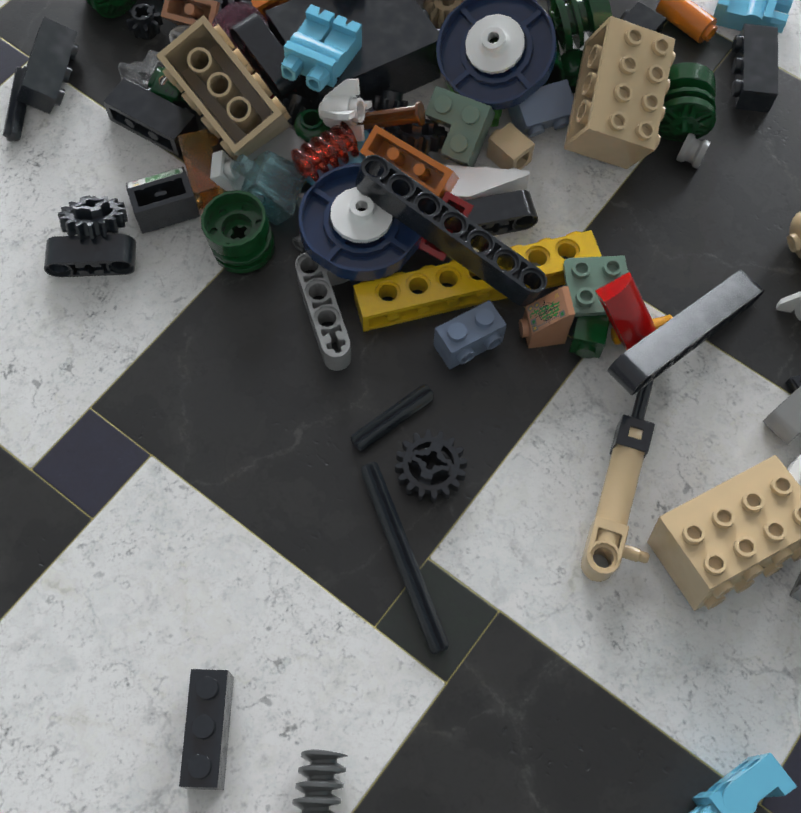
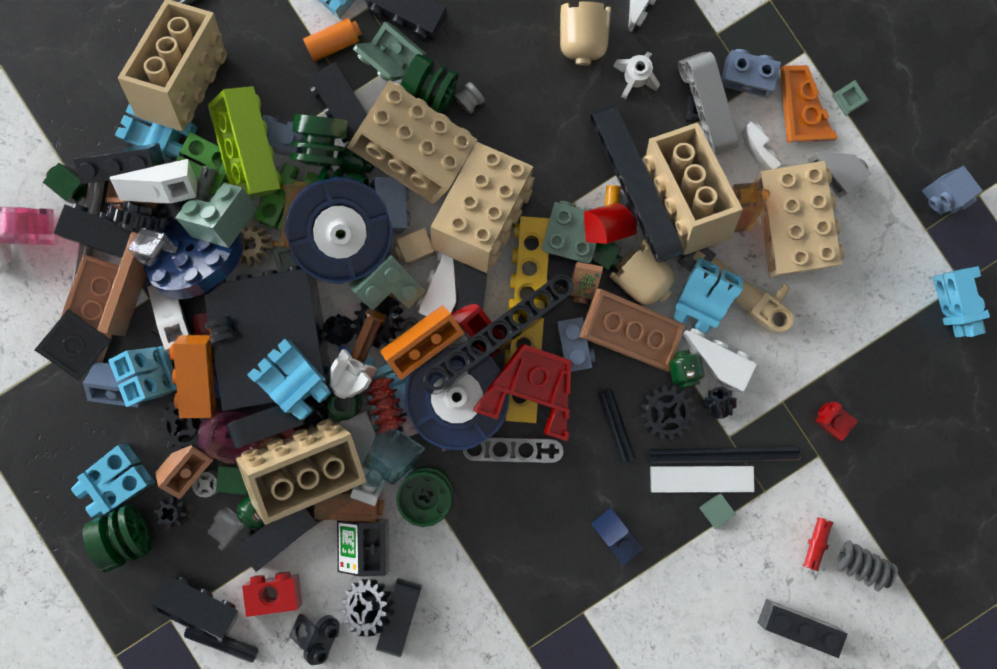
camera: 65 degrees left, 20 degrees up
(45, 186) = (318, 638): none -> black bracket
(82, 129) = (259, 603): none -> red brick
(259, 458) = (616, 536): none -> dark blue slope
(328, 716) = (818, 544): none -> red pin
(329, 571) = (717, 511): none -> sand green tile
(364, 540) = (702, 478): none -> white tile
(415, 290) = (537, 378): none -> red wing
(467, 523) = (720, 403): none -> black gear
(492, 469) = (686, 369): none -> dark green head
(502, 684) = (835, 420): none -> red bracket
(514, 389) = (632, 330): none -> nougat tile
(516, 514) = (724, 365): none -> white slope
(581, 379) = (643, 276): none -> tan cylinder
(583, 180) = (482, 207): none -> tan brick
(593, 455) = (707, 305): none -> medium azure hips
(691, 51) = (388, 52): none -> sand green bracket
(710, 384) = (692, 188): none -> tan brick
(720, 458) = (752, 202): none -> clear orange brick

